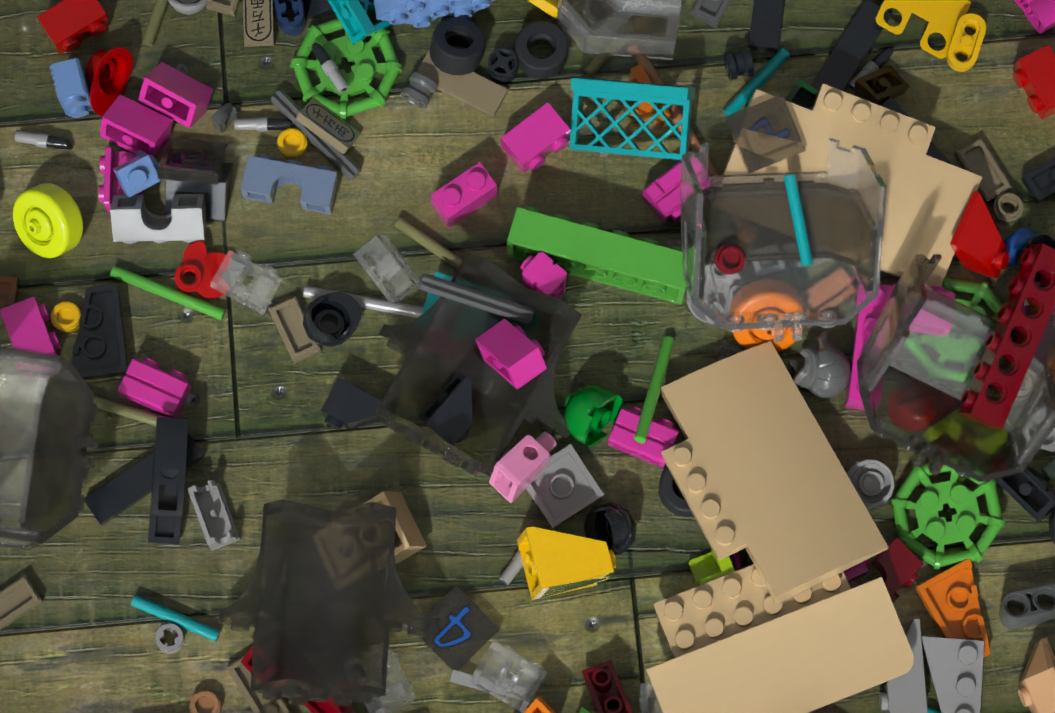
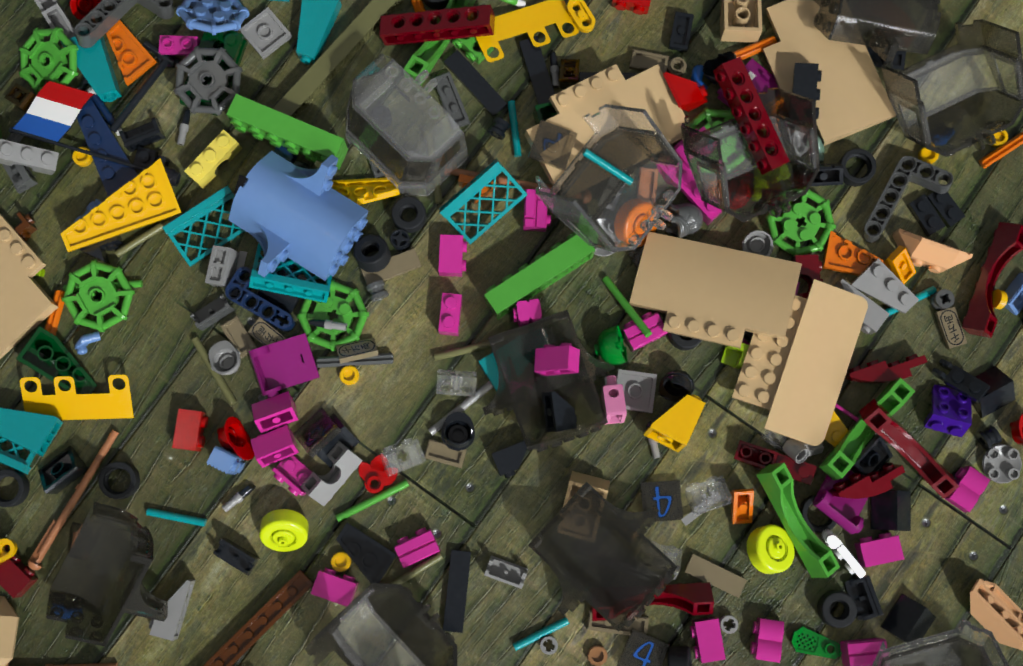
camera: 50 degrees left, 5 degrees up
(137, 173) = (300, 465): medium blue bracket -> none
(168, 479) = (470, 580): black slope -> none
(224, 116) = (306, 396): dark grey tile -> none
(237, 57) = (282, 366): none -> magenta door
(261, 124) = (326, 381): light grey piece -> none
(266, 175) = (355, 402): sand blue arch -> none
(475, 298) = (514, 354): dark grey axle -> none
(729, 258) = (599, 214): dark red plate -> none
(1003, 679) = (900, 264): none -> light orange slope

